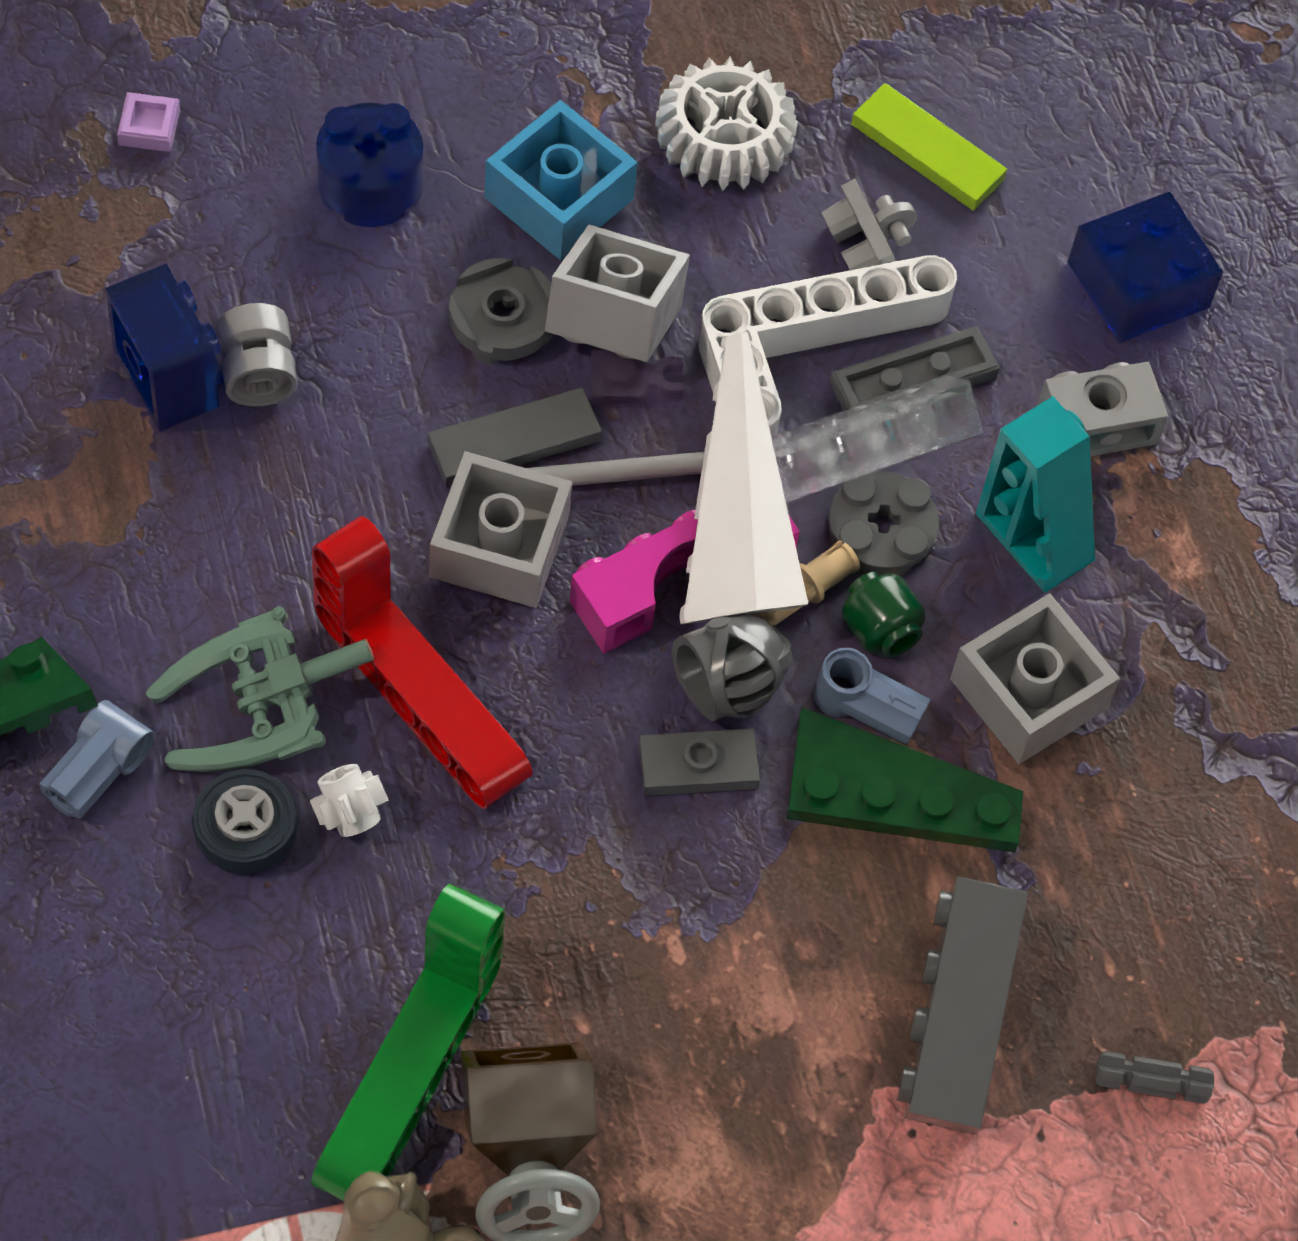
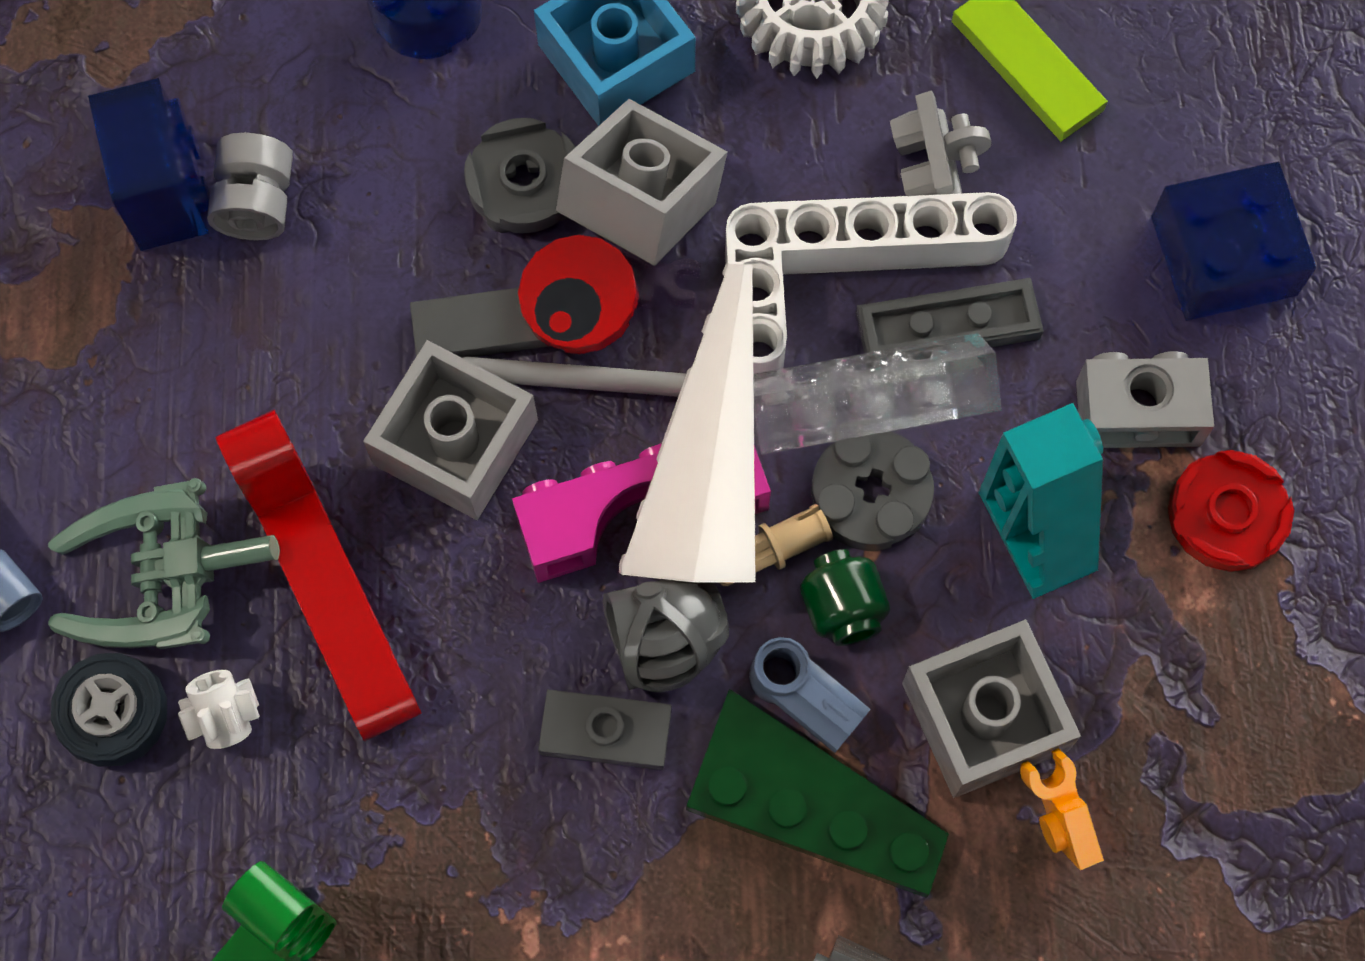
camera: 20 degrees right, 10 degrees up
(583, 398) = (578, 294): none -> red tile
(1121, 751) = (1067, 817): none -> light orange plate
(1196, 491) = (1230, 511): none -> red tile

